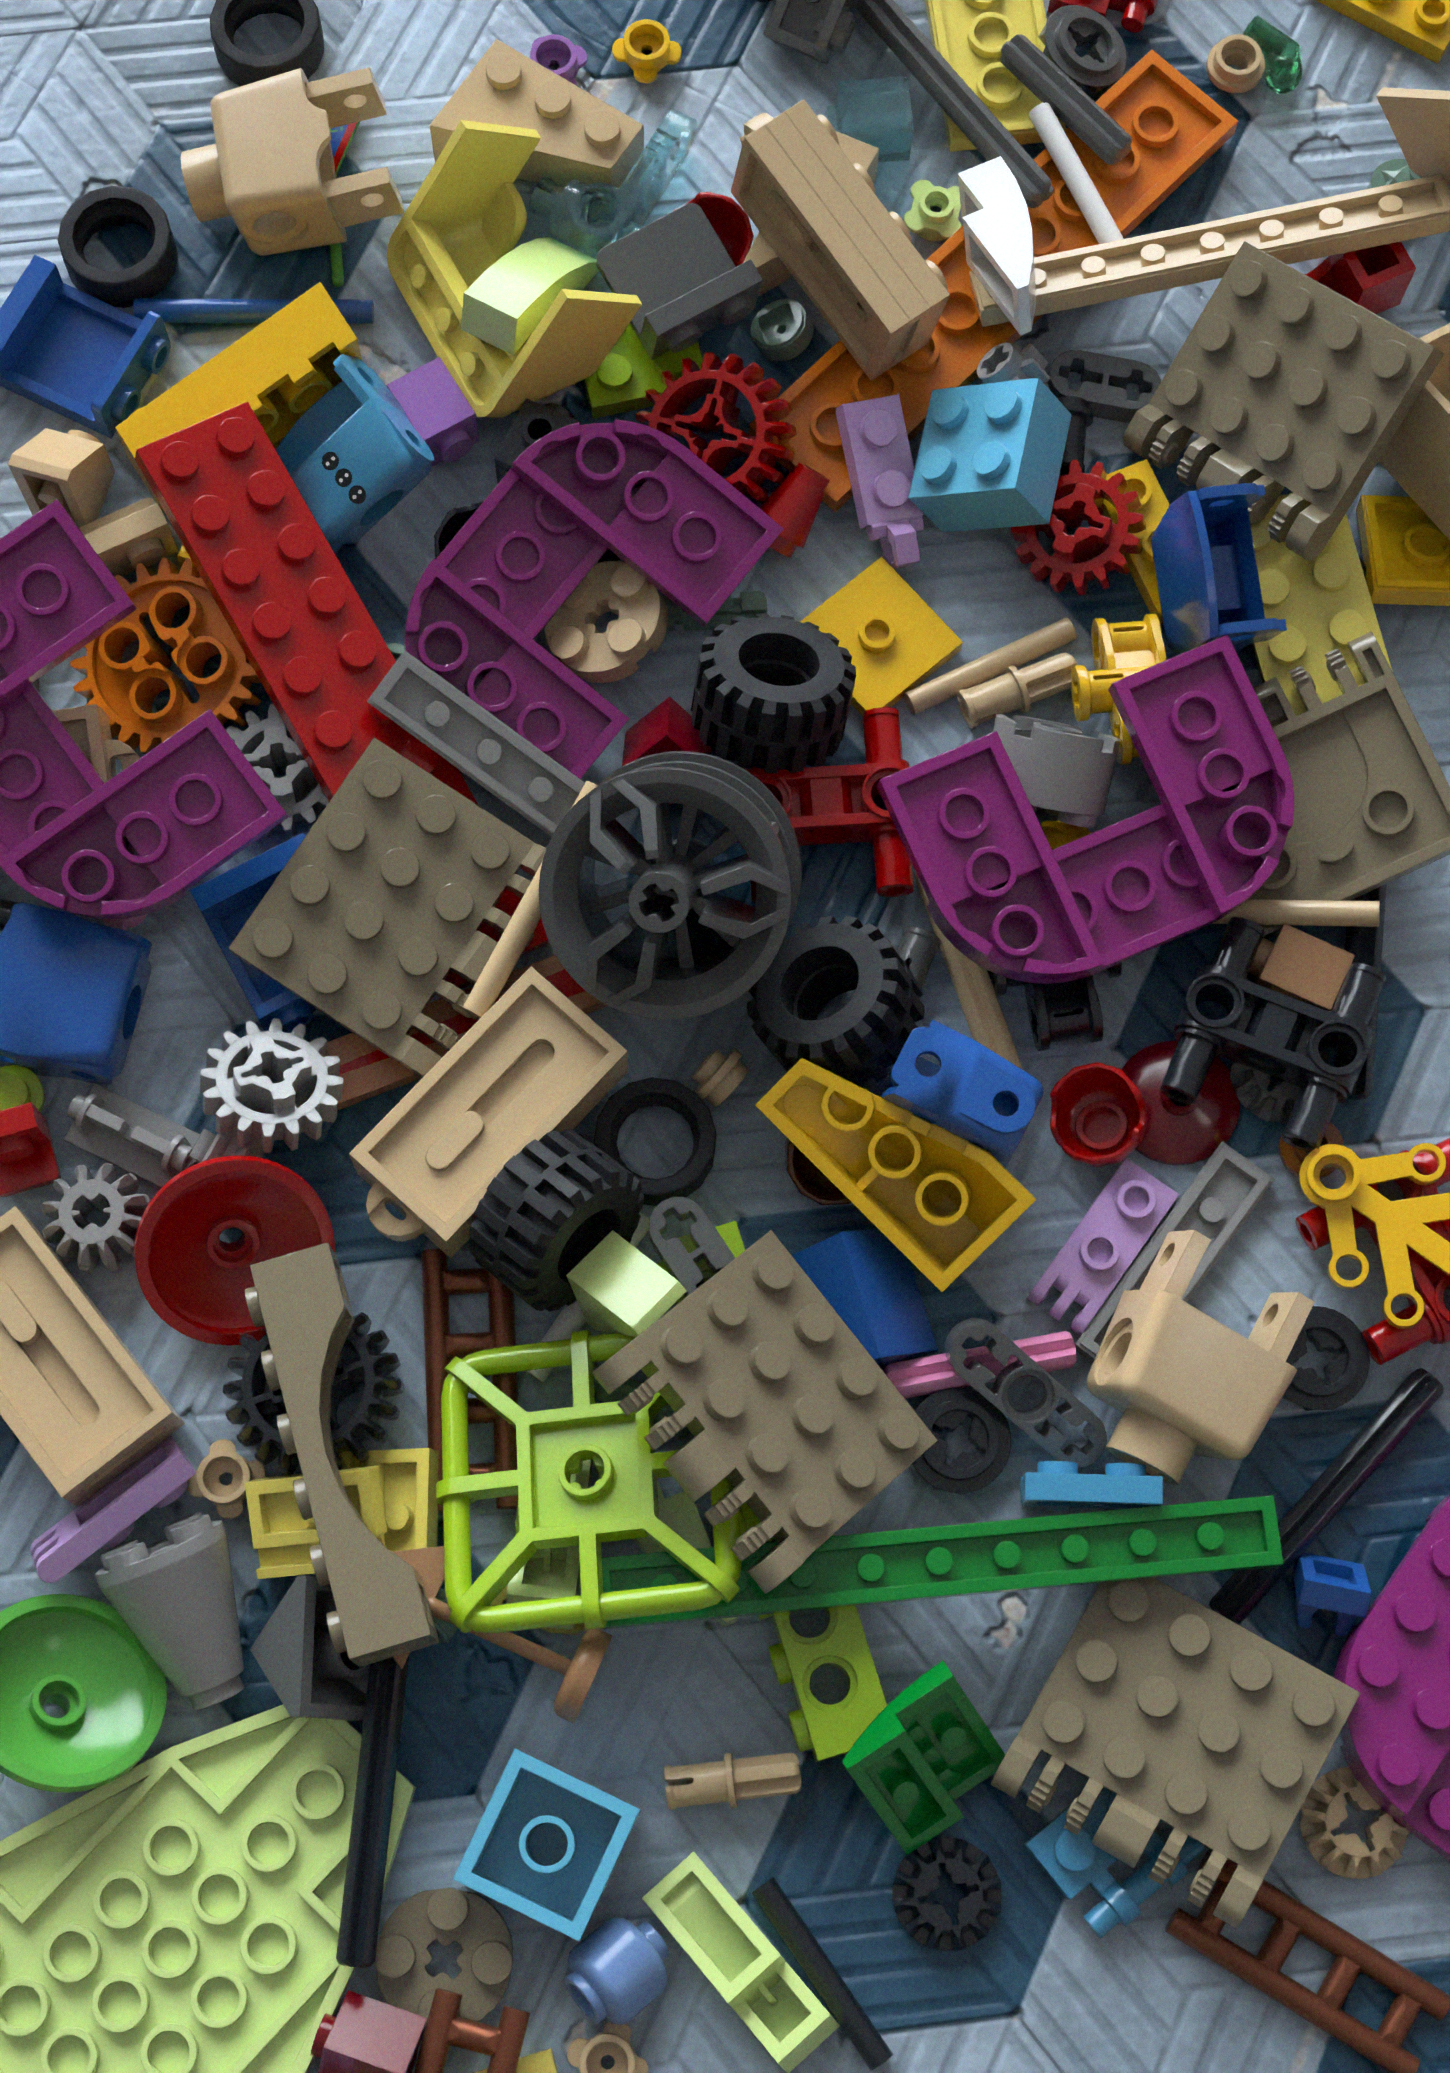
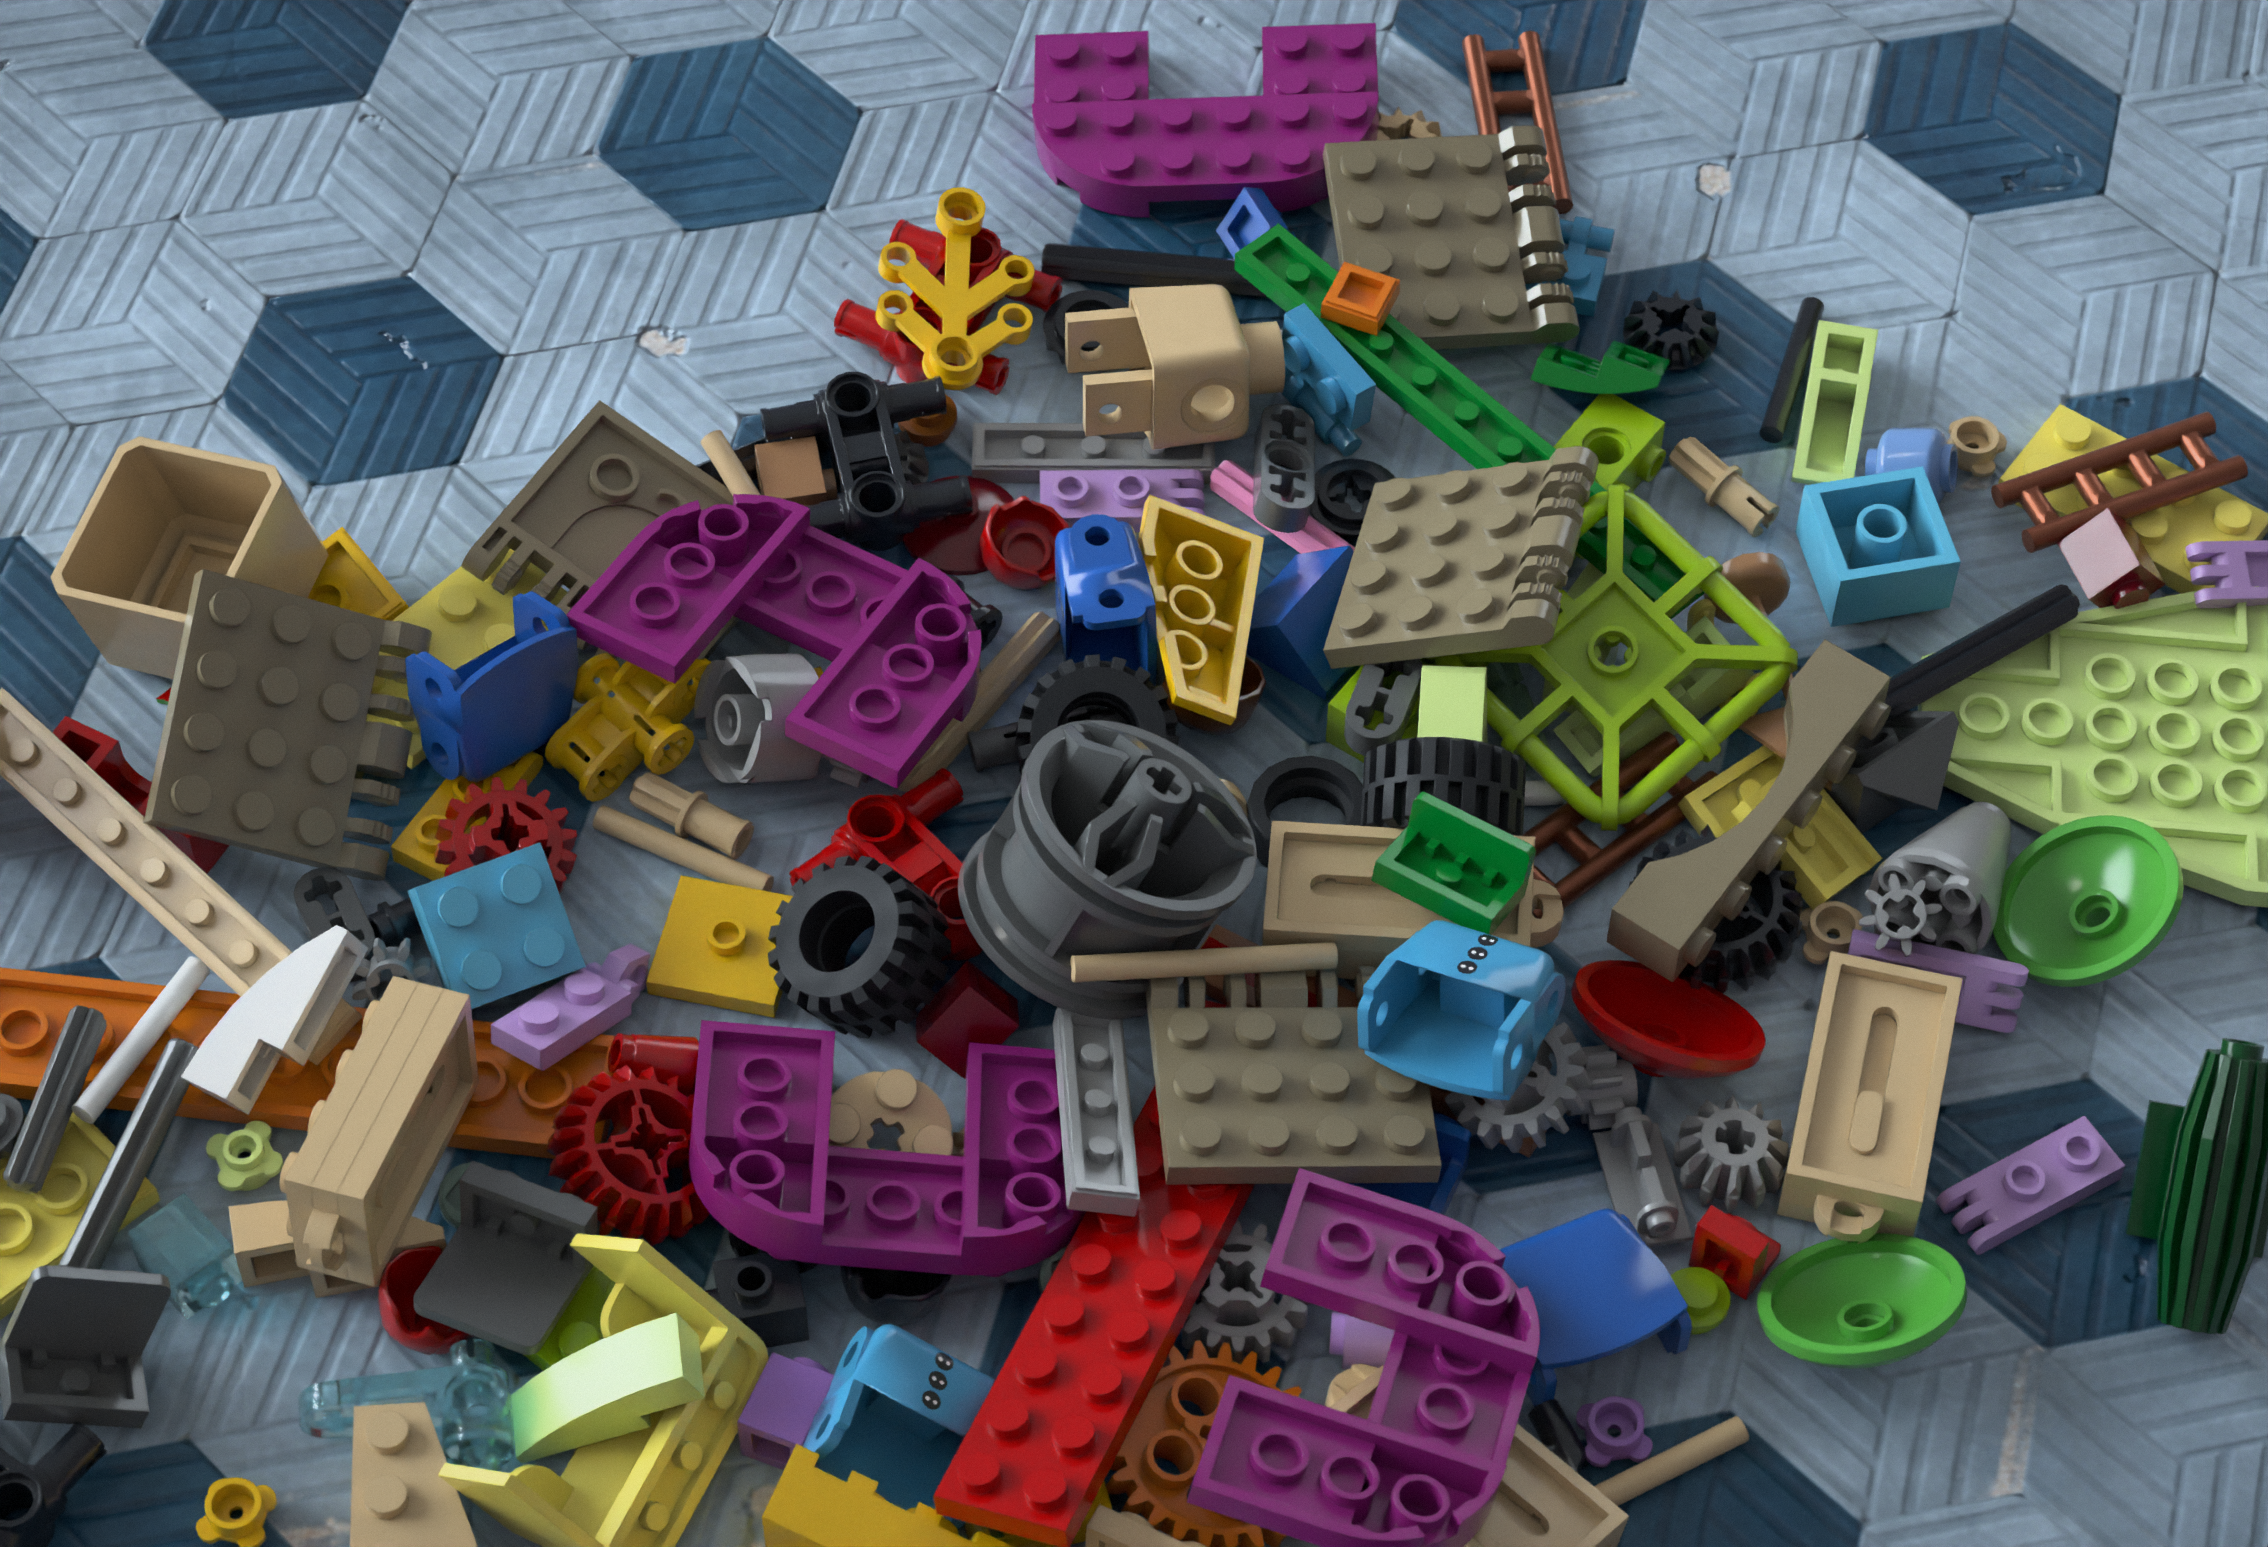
camera: 125 degrees left, 20 degrees down
(151, 1491) = (1895, 897): none -> light grey gear
(322, 1040) = (1460, 1010): none -> dark azure piece
(445, 1125) = (1456, 865): none -> green bracket
(445, 1917) = (2000, 551): dark tan plate -> none
(1132, 1559) = (1360, 298): none -> orange tile

